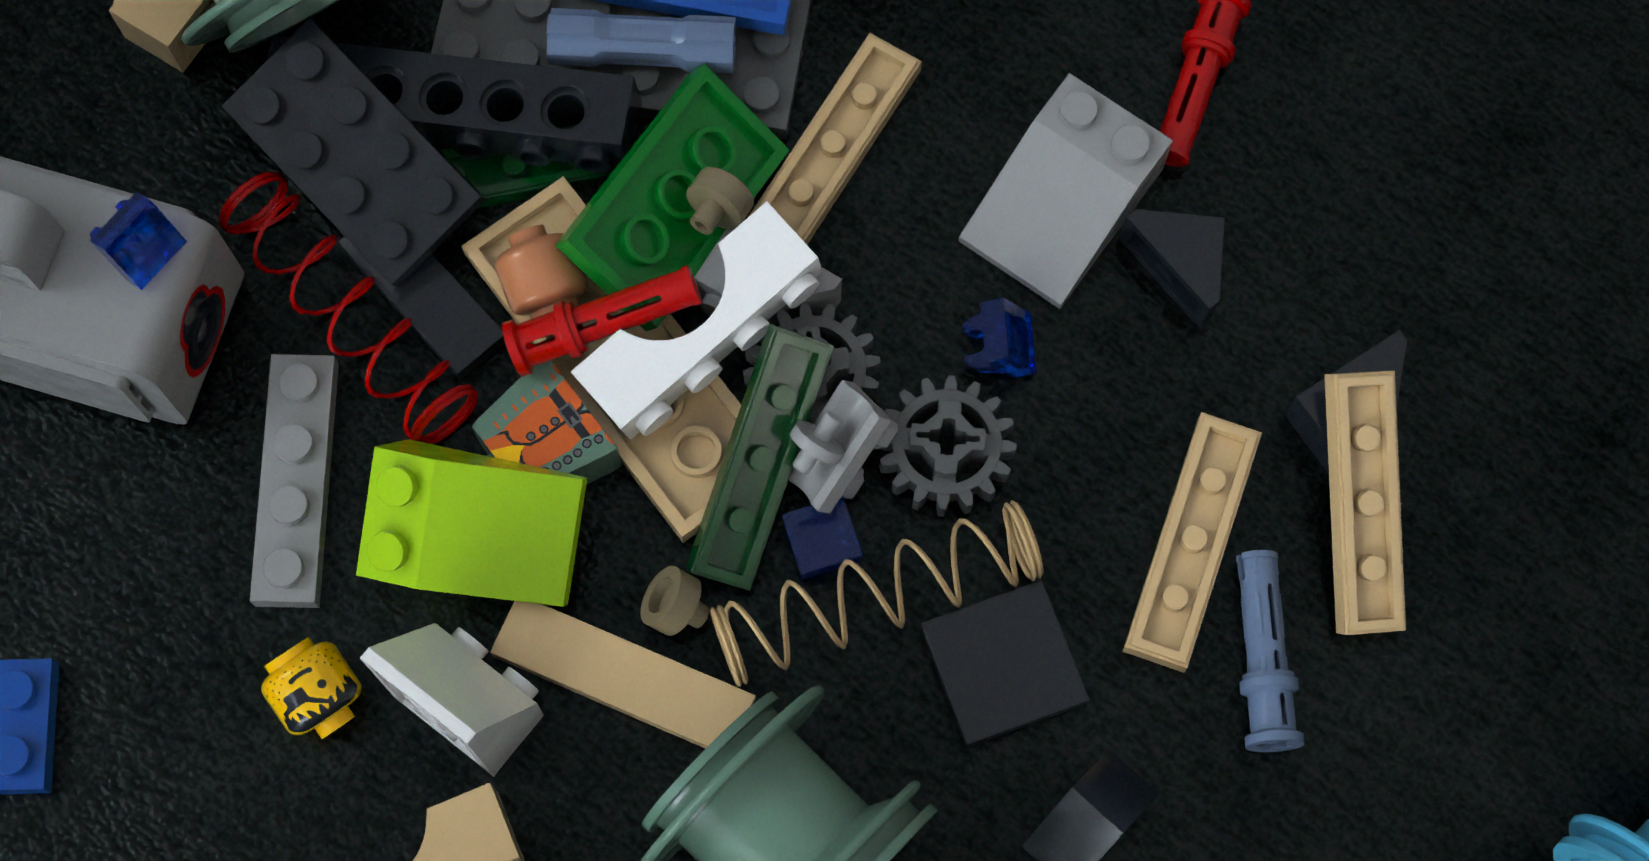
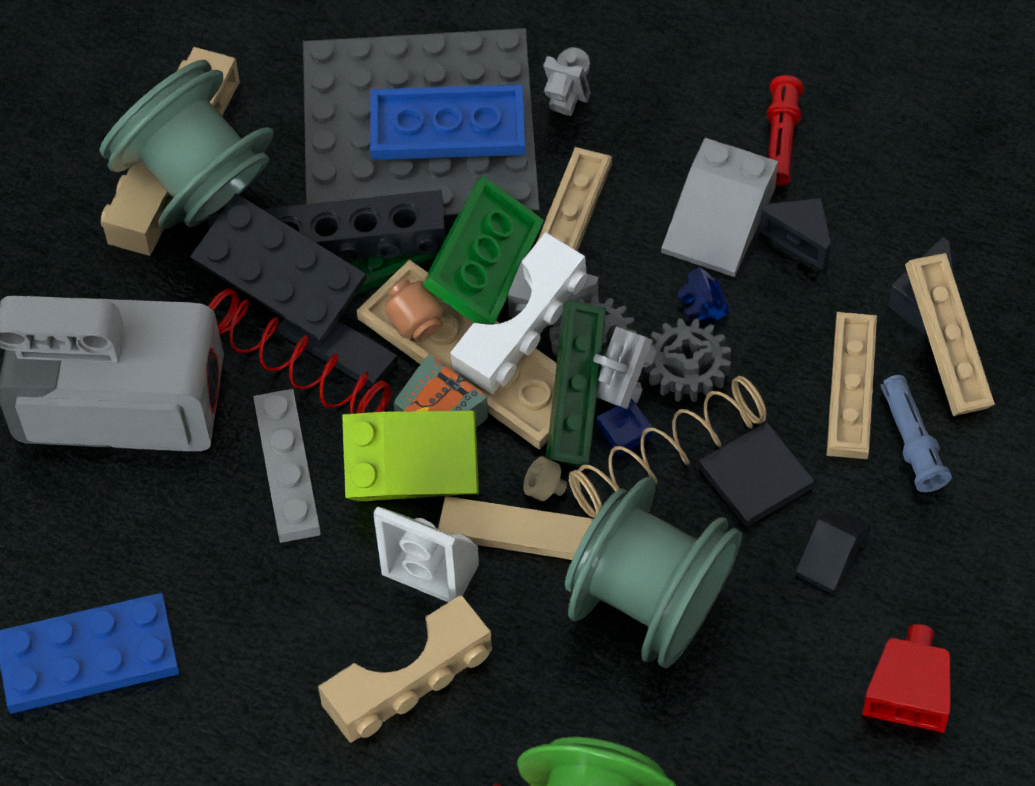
camera: 10 degrees left, 15 degrees down
(137, 240) = (174, 317): clear blue tile -> none
(311, 688) = (331, 572): yellow head -> none
(566, 321) = (502, 294): red pin -> none
(598, 38) = (439, 172): sand blue axle -> none
(718, 200) = (512, 244): dark tan tile -> none

